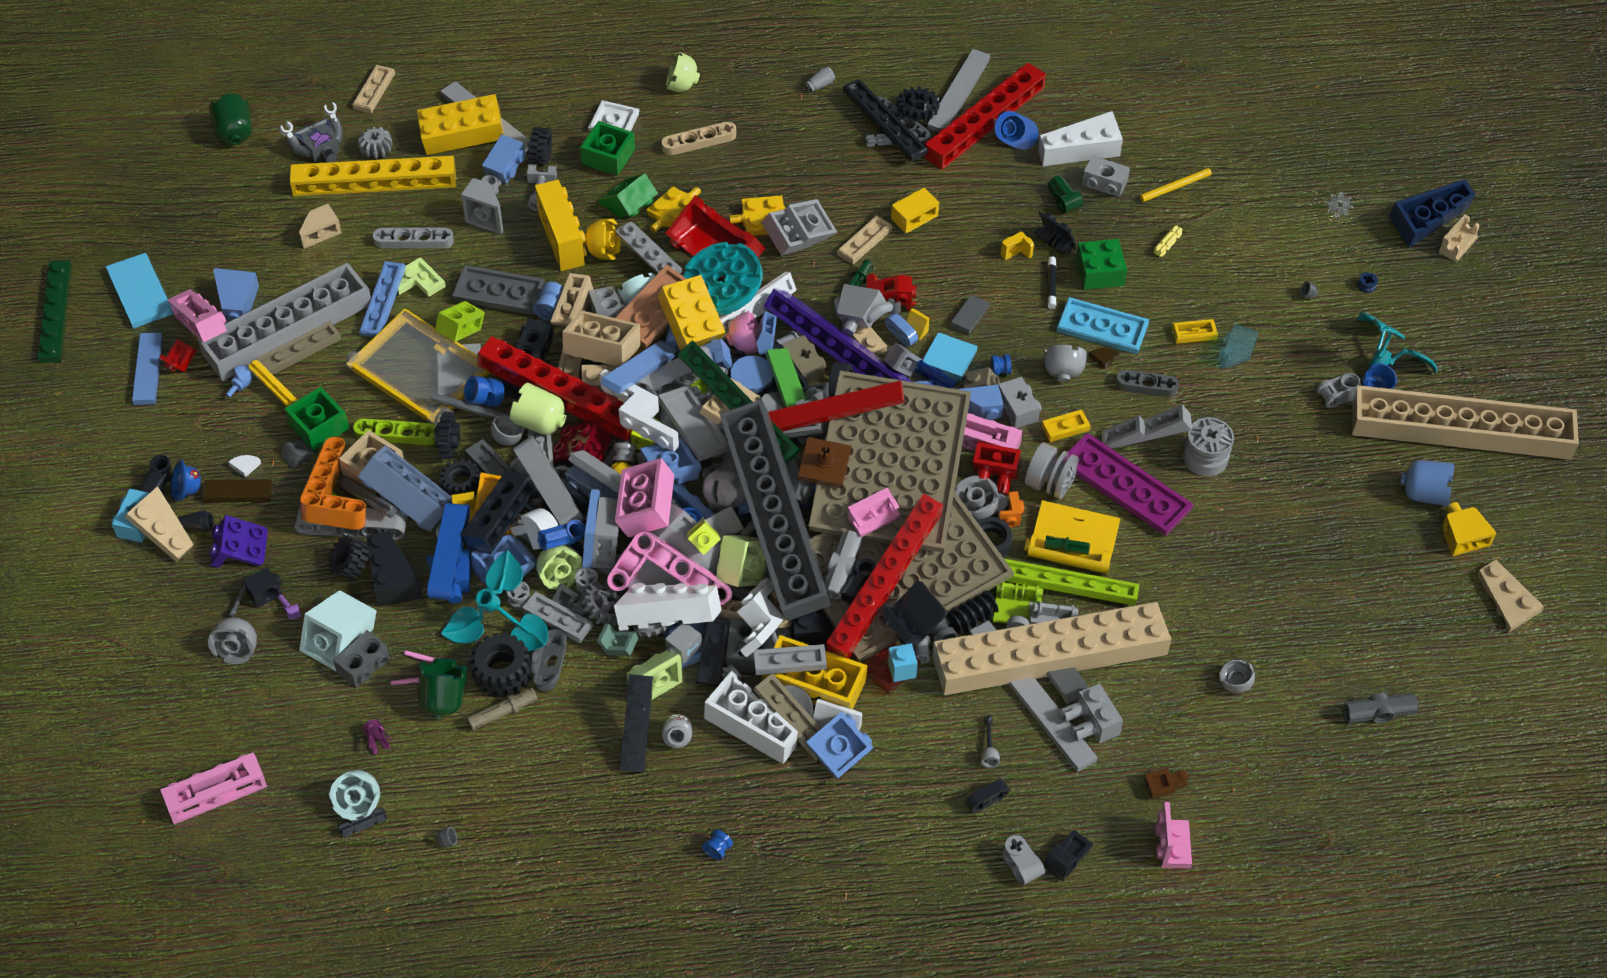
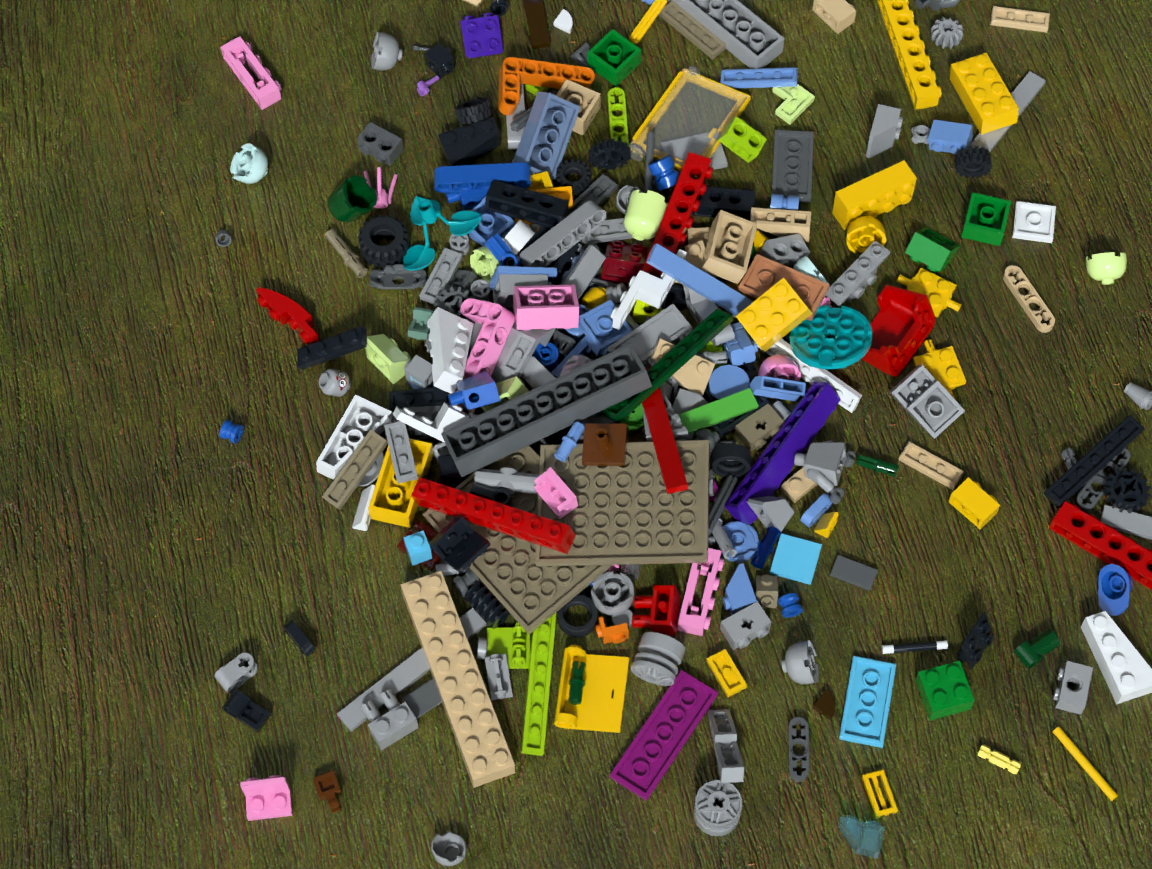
camera: 85 degrees right, 10 degrees up
(334, 627) = (408, 118): light aqua slope -> none
(362, 823) = (239, 186): black axle -> none
(374, 729) = (314, 167): flat silver piece -> none
(413, 237) = (839, 88): light grey beam -> none
(539, 178) = (941, 167): light grey bar -> none
(566, 775) = (288, 311): none -> red slope
(703, 536) = (509, 358): neon yellow brick -> none
(736, 571) = (475, 391): none -> torso
(815, 493) = (569, 441): none -> medium blue axle
(840, 744) = (333, 510): medium blue plate -> none
(901, 288) = (858, 496): red tile -> none
(990, 756) = (341, 636): light grey hinge -> none
(1017, 244) = (953, 604): yellow bracket -> none

